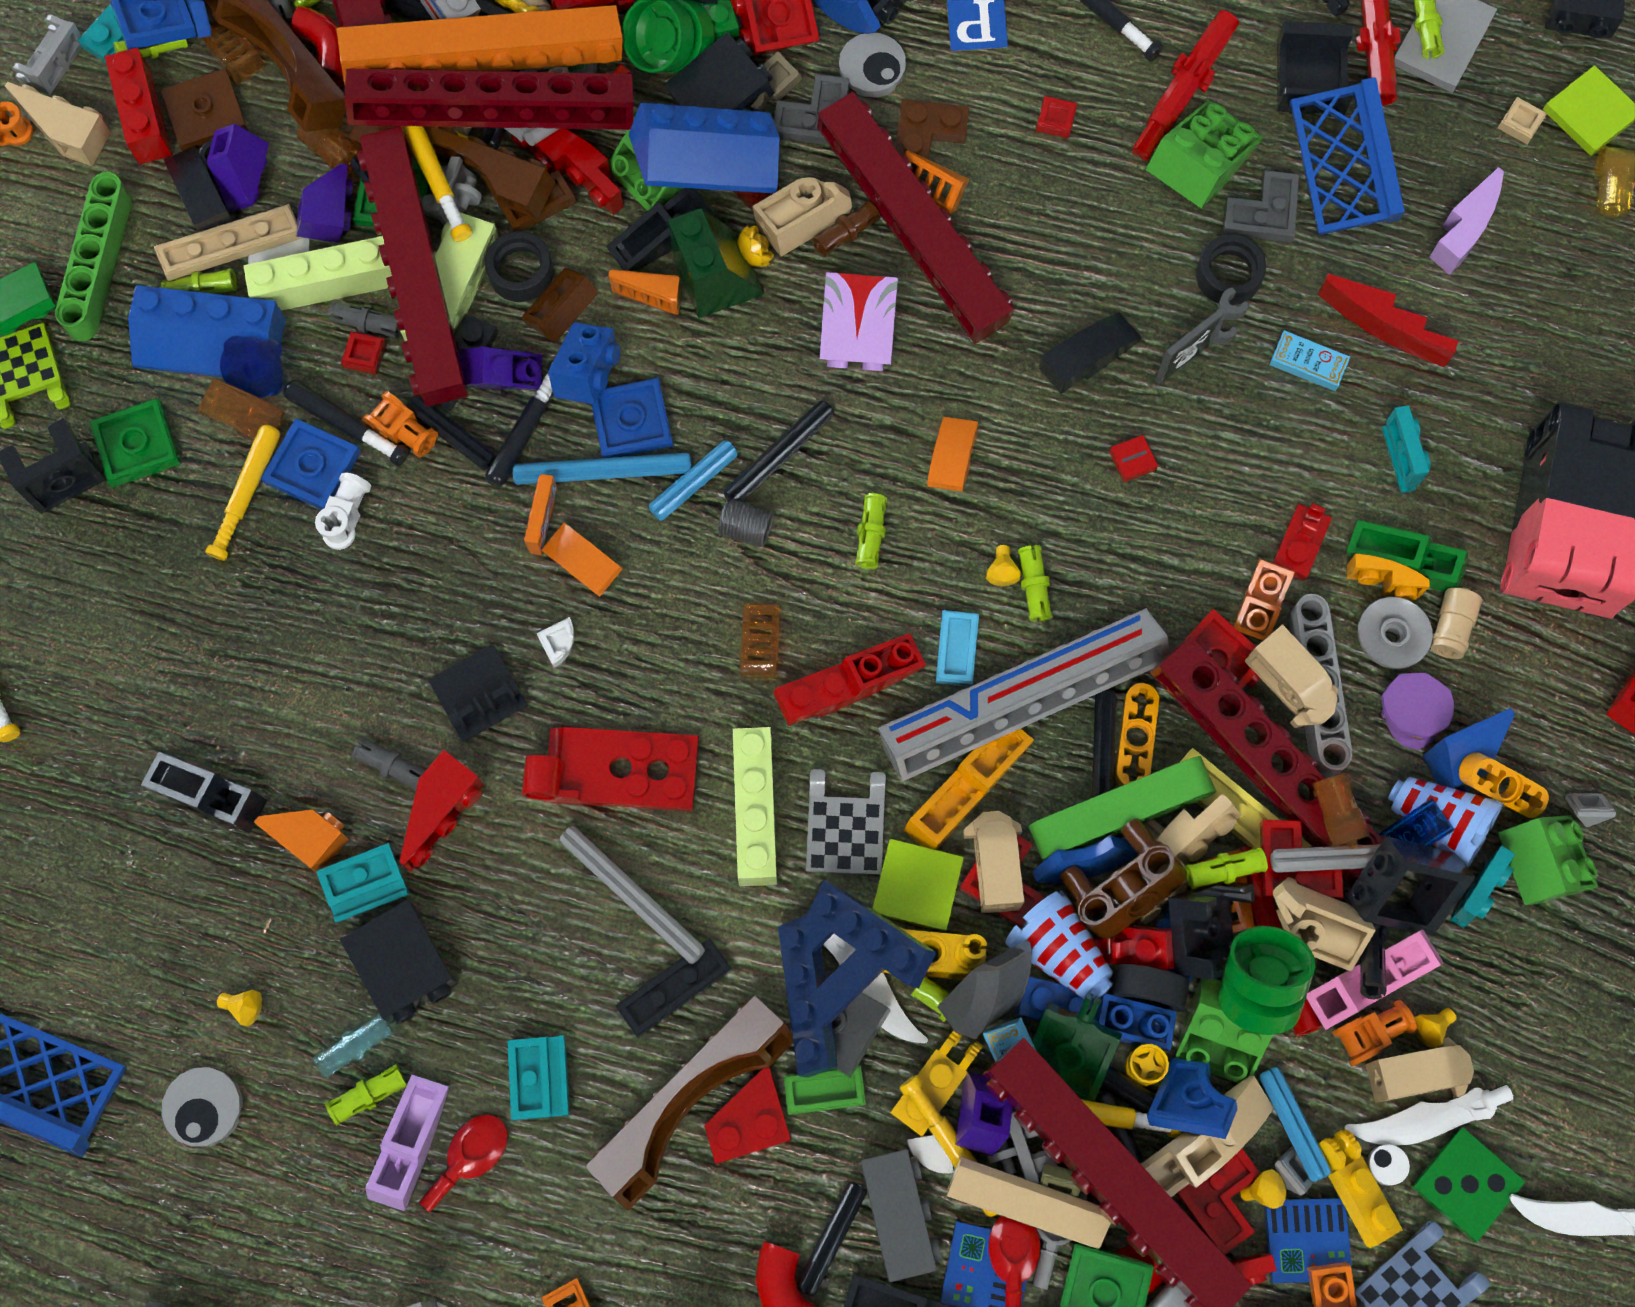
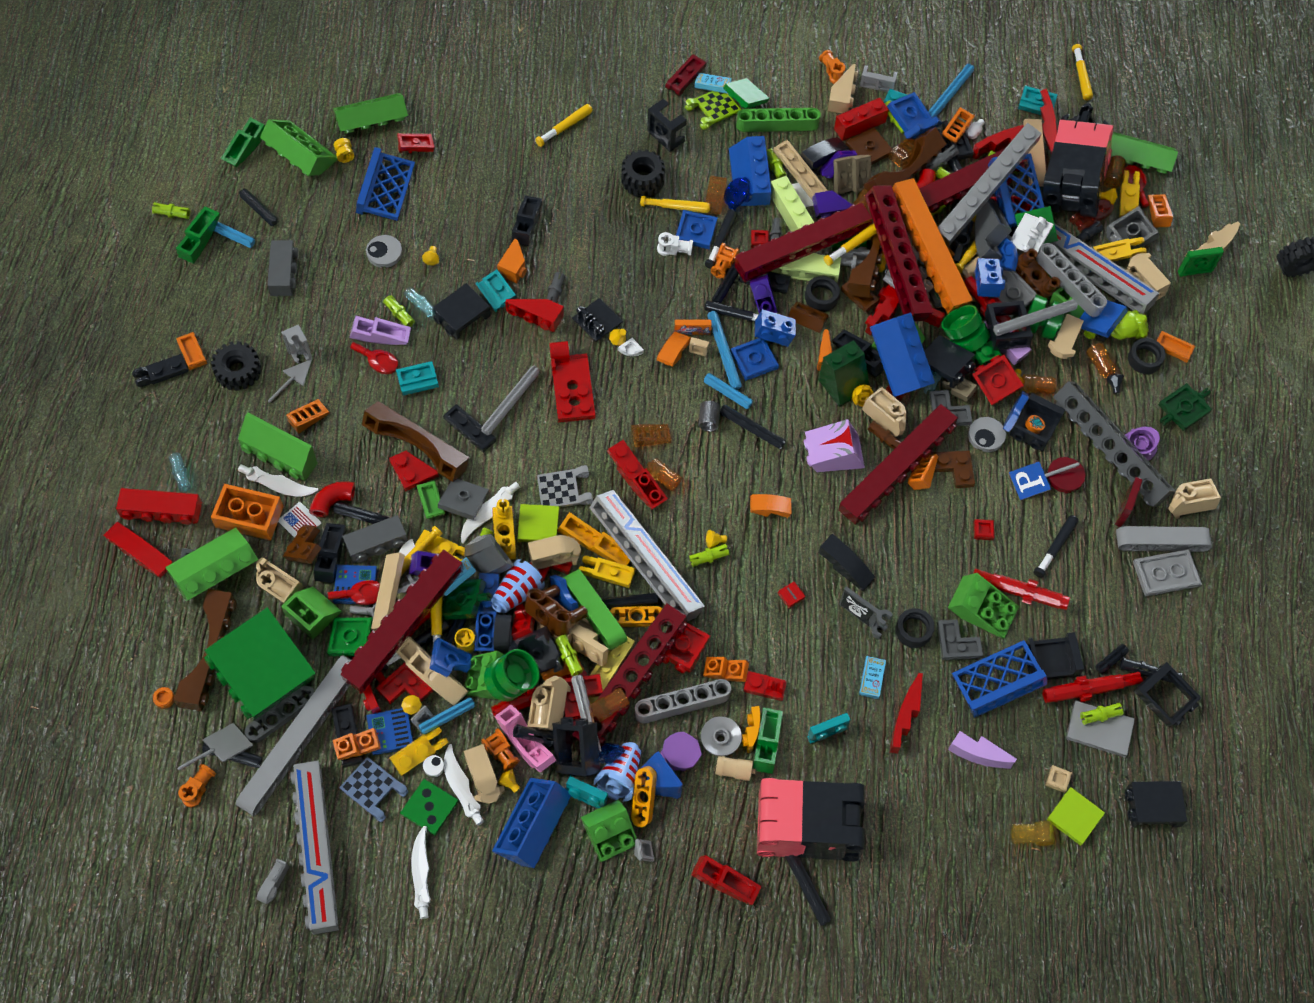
camera: 75 degrees right, 10 degrees down
(134, 442) = (690, 158): green tile -> none
(139, 515) = (643, 162): none -> black tyre
(268, 148) = (851, 173): none -> dark tan slope
(528, 660) = (617, 336): none -> yellow rock
(588, 512) = (698, 346): none -> tan tile
(754, 806) = (563, 444): yellowish green brick -> none
(819, 1001) = (479, 484): dark blue plate -> none
(854, 631) = (663, 474): none -> clear orange piece
(871, 531) = (720, 475): lime pin -> none
(957, 648) = (666, 525): medium azure tile -> none
(1040, 769) = (608, 571): none -> yellow hinge
(1294, 678) = (678, 676): tan piece -> none
(1521, 997) = (532, 822): none -> blue slope

